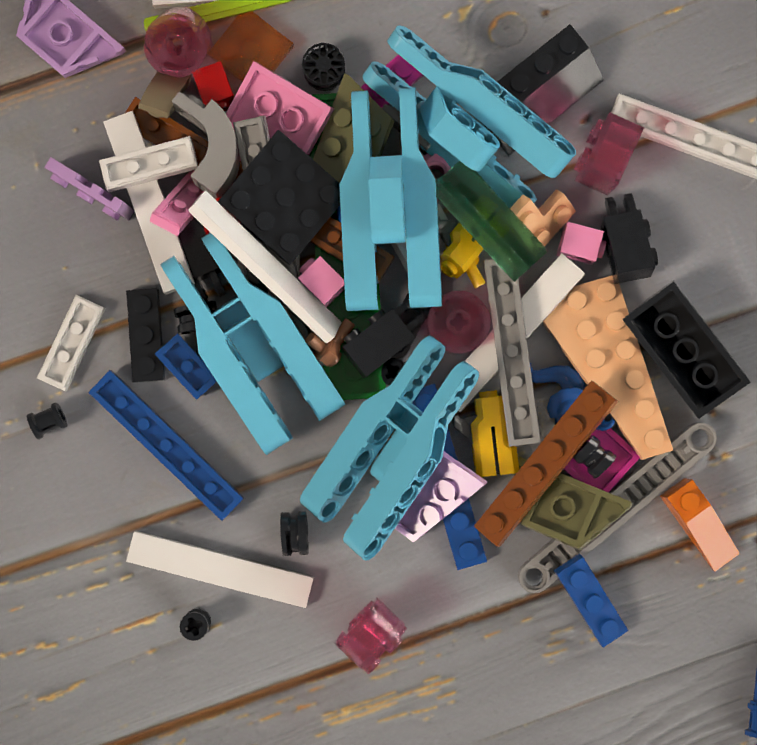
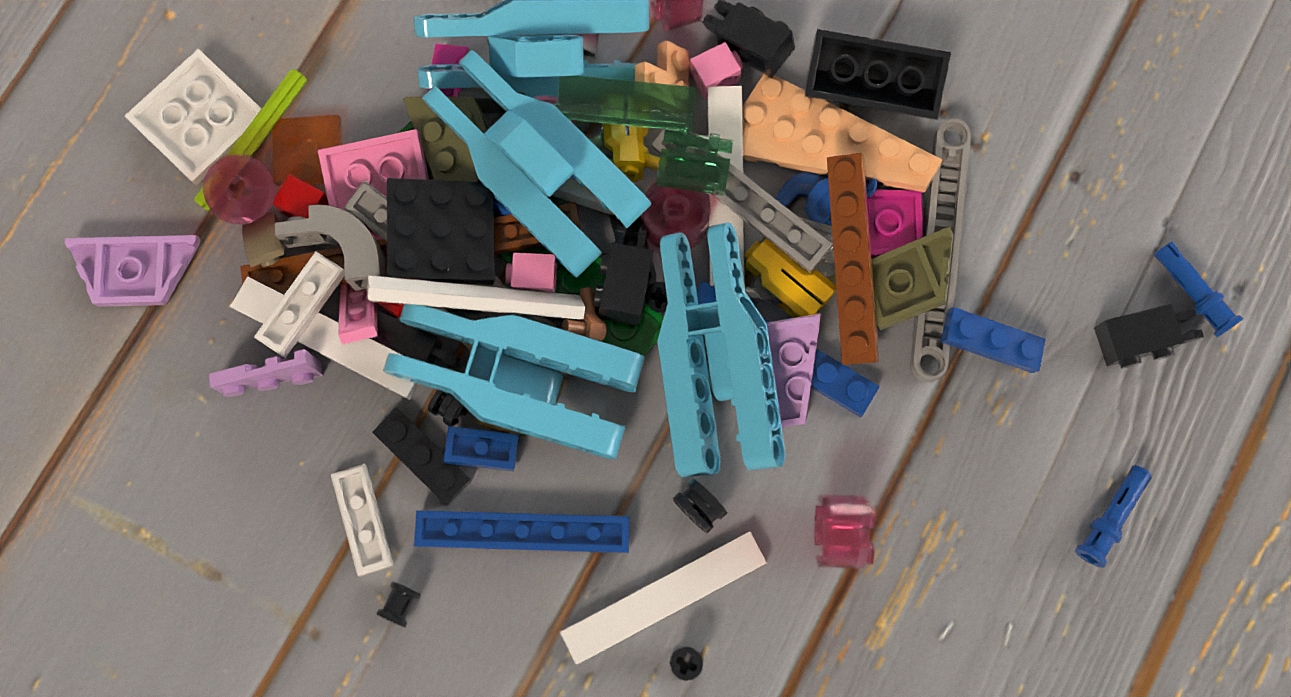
camera: 40 degrees left, 10 degrees down
(323, 67) = (381, 111): black wheel -> none
(492, 309) = (693, 170): none -> clear green plate
(594, 457) = (886, 220): black wheel -> none
(696, 688) = (1144, 334): none -> black hinge
(700, 523) = (1016, 201): slope -> none

